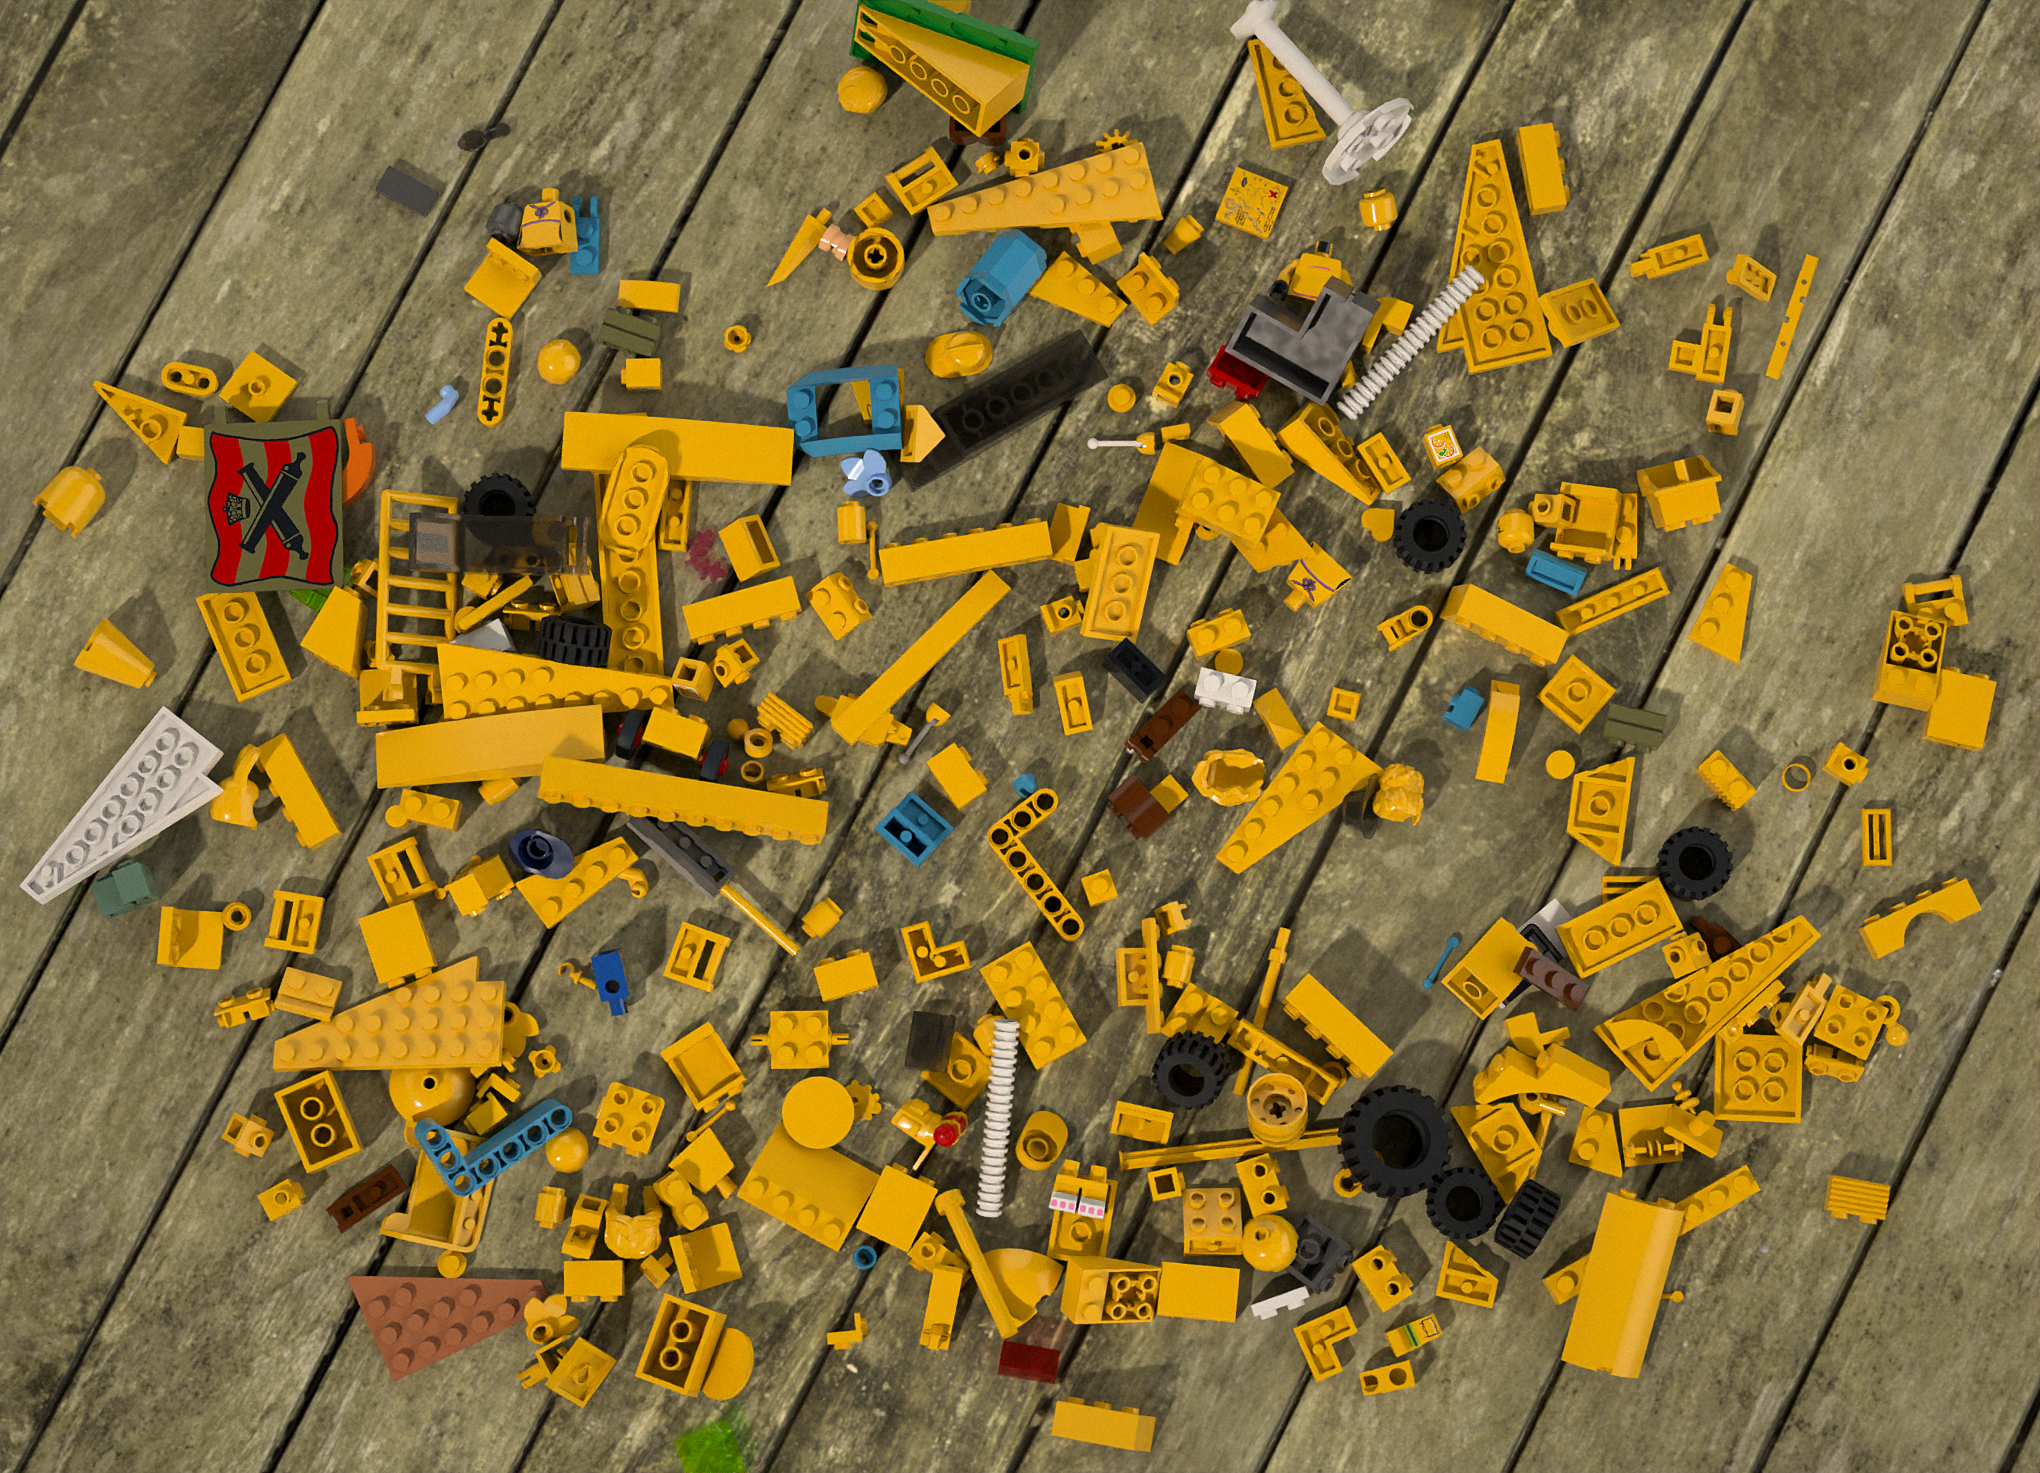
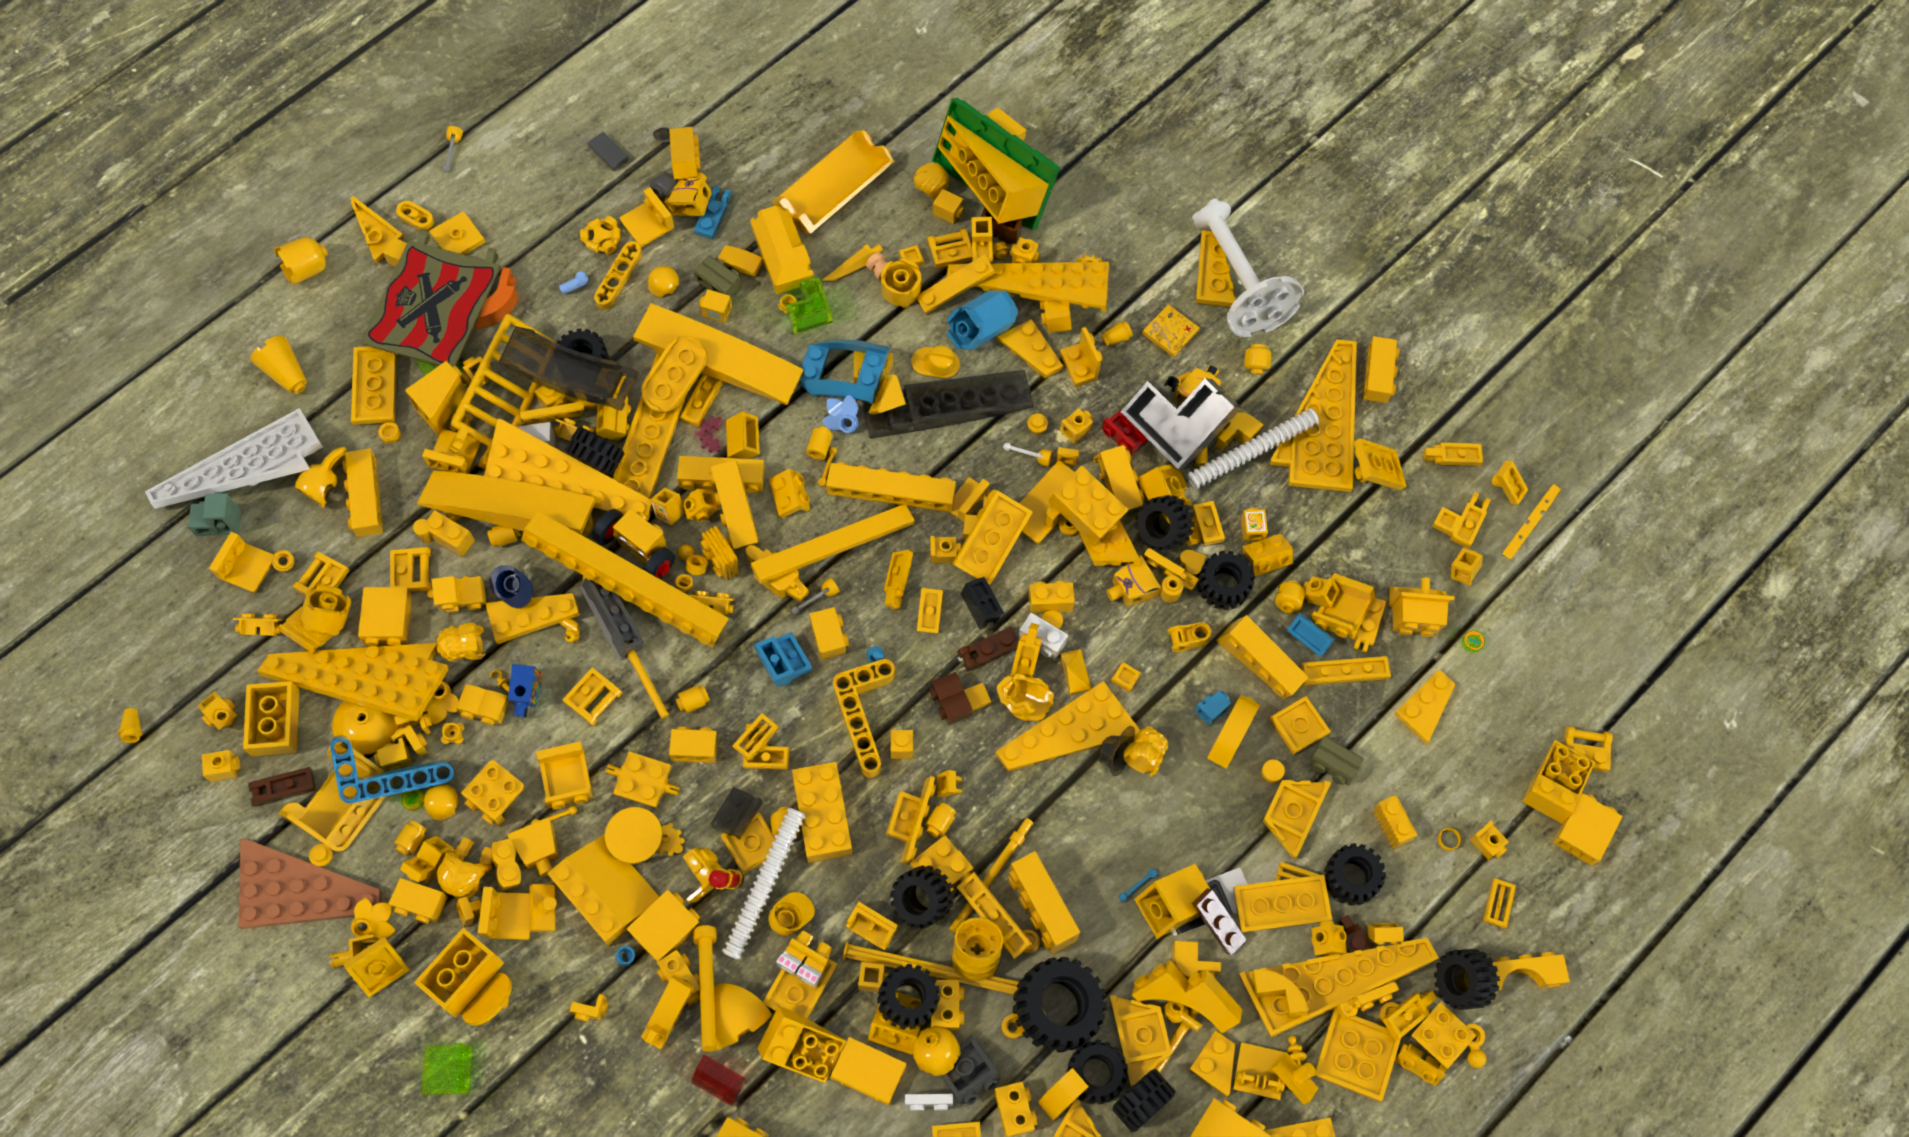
camera: 15 degrees right, 15 degrees down
(148, 1189) = (130, 726): none -> yellow cone
(189, 241) = (454, 135): none -> hinge
(292, 698) = (389, 432): none -> yellow tile
(325, 965) = (325, 610): none -> yellow brick
(450, 322) = (601, 236): none -> yellow piece
(509, 948) = (461, 642): none -> yellow hair
(516, 165) = (684, 152): none -> yellow brick
(533, 1162) = (412, 800): none -> clear neon green tile
(567, 1015) = (483, 705): none -> yellow brick
(702, 268) = (781, 249): none -> yellow brick
(730, 136) = (834, 181): none -> yellow cylinder
(744, 1235) = (542, 908): none -> yellow tile
(776, 339) = (812, 310): none -> clear neon green brick
(779, 650) = (735, 505): none -> yellow brick
(898, 121) = (948, 206): none -> yellow brick
(911, 965) = (743, 751): none -> yellow tile
(949, 237) = (955, 284): none -> yellow plate
(963, 165) = (982, 237): none -> yellow brick
(1214, 721) = (1027, 652): none -> yellow hinge
(1235, 1179) = (918, 980): none -> black tyre
(1342, 476) = (1150, 528): none -> black tyre
(1357, 545) = (1156, 560): none -> yellow hinge
(1360, 579) = (1171, 589): none -> yellow brick
(1432, 1243) = (1062, 1094): none -> yellow brick
(1750, 922) = (1385, 932): none -> yellow piece
(1759, 509) = (1473, 641): none -> clear neon green tile
(1873, 938) = (1481, 977): none -> black tyre

